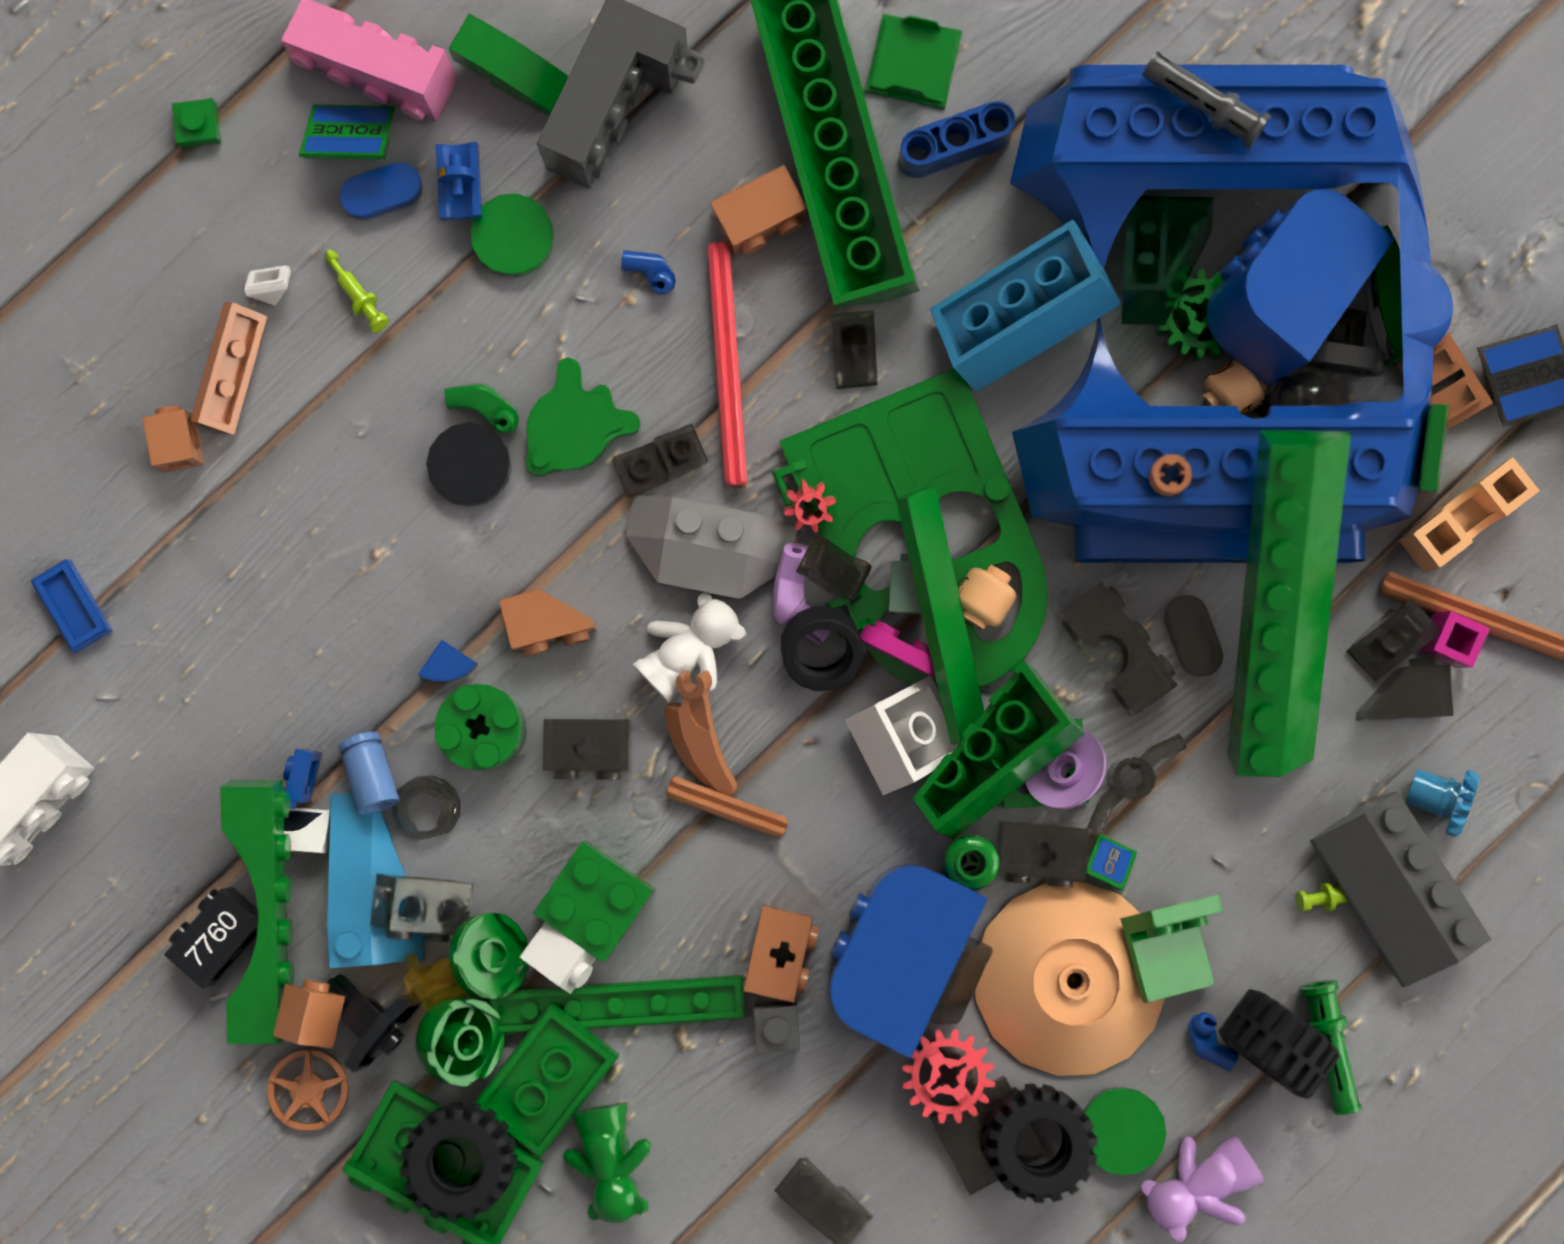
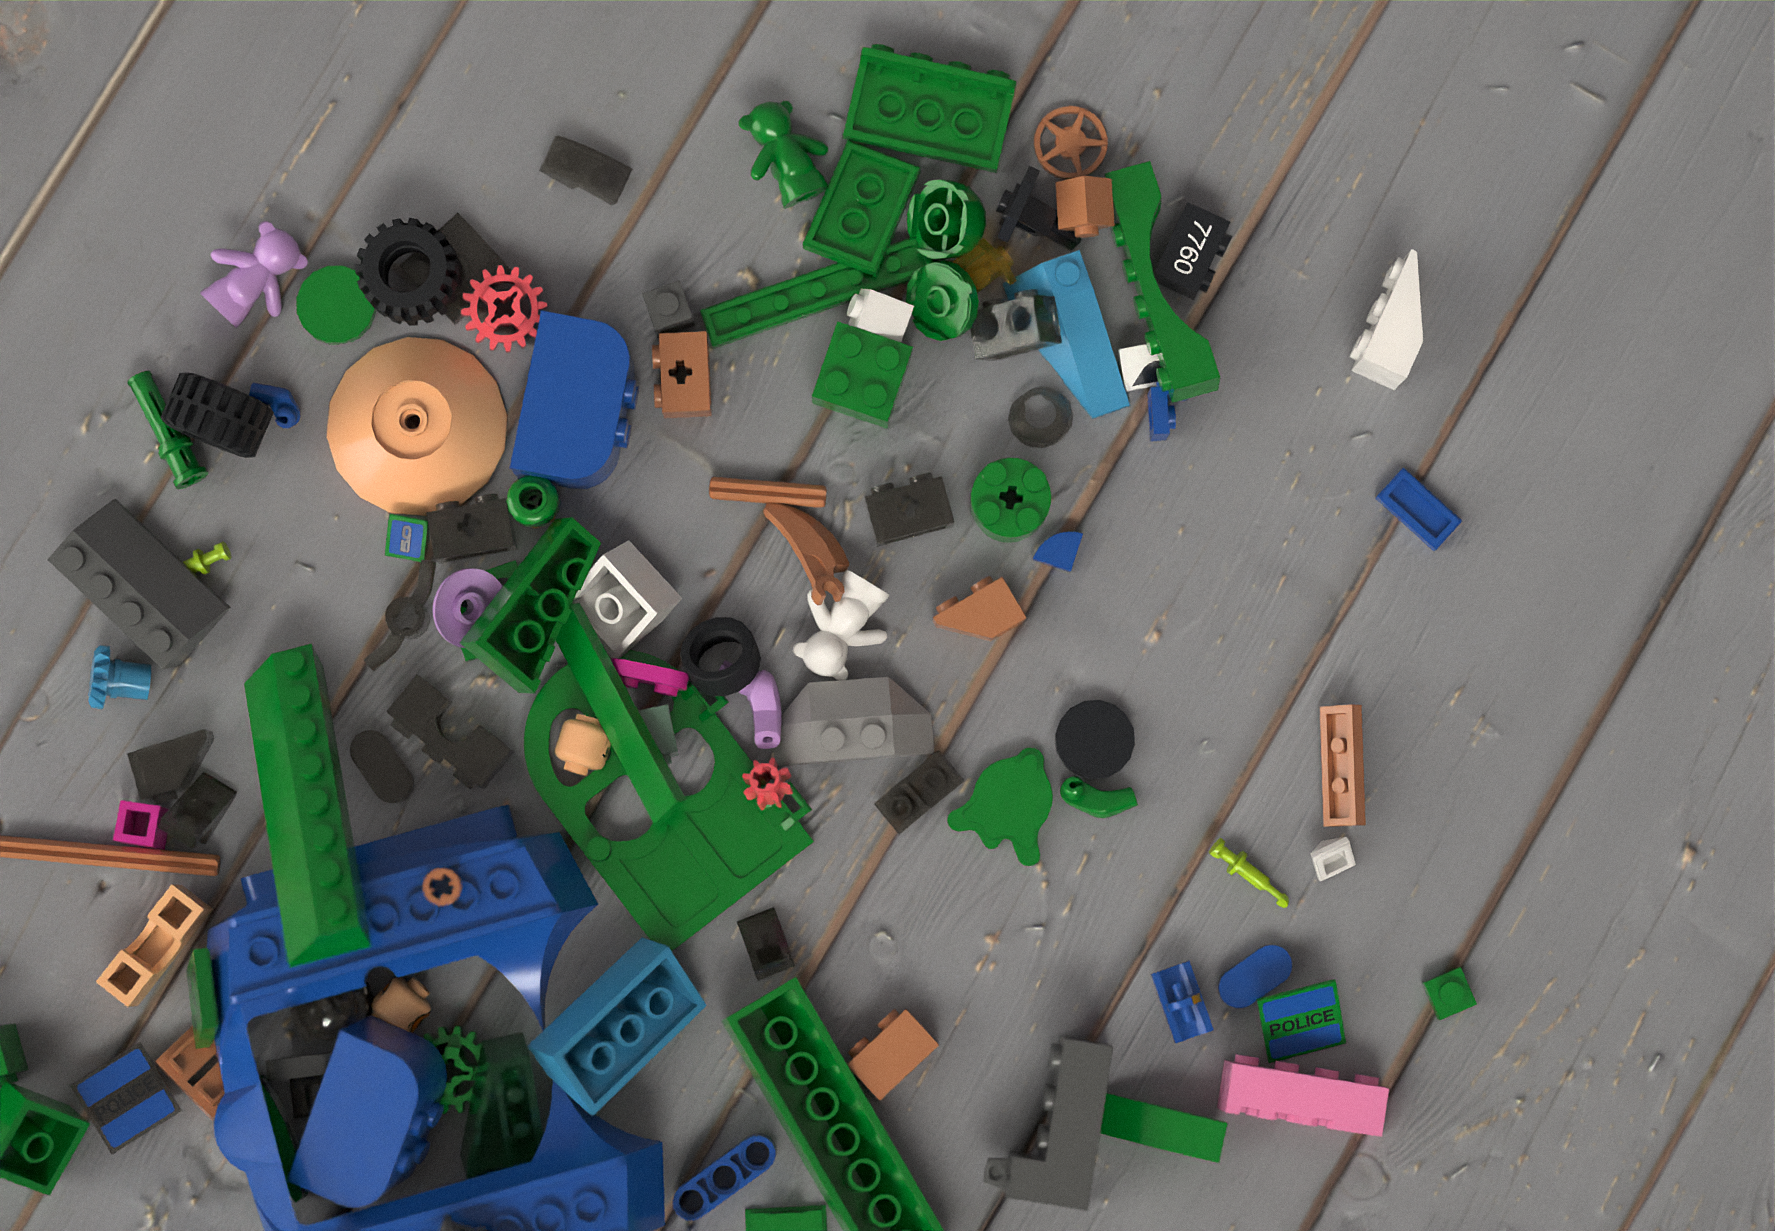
camera: 160 degrees right, 0 degrees up
(172, 439) = (1373, 685): nougat brick -> none
(368, 772) = (1099, 432): medium blue piece -> none
(437, 1191) = (918, 84): black tyre -> none
(512, 235) = (1118, 968): green tile -> none
(653, 268) = (976, 973): blue arm -> none
(727, 364) = (882, 901): coral axle -> none
(833, 569) = (728, 731): clear smoke bracket -> none
(962, 983) = (512, 393): clear smoke slope -> none
(1170, 948) = (333, 474): bracket -> none

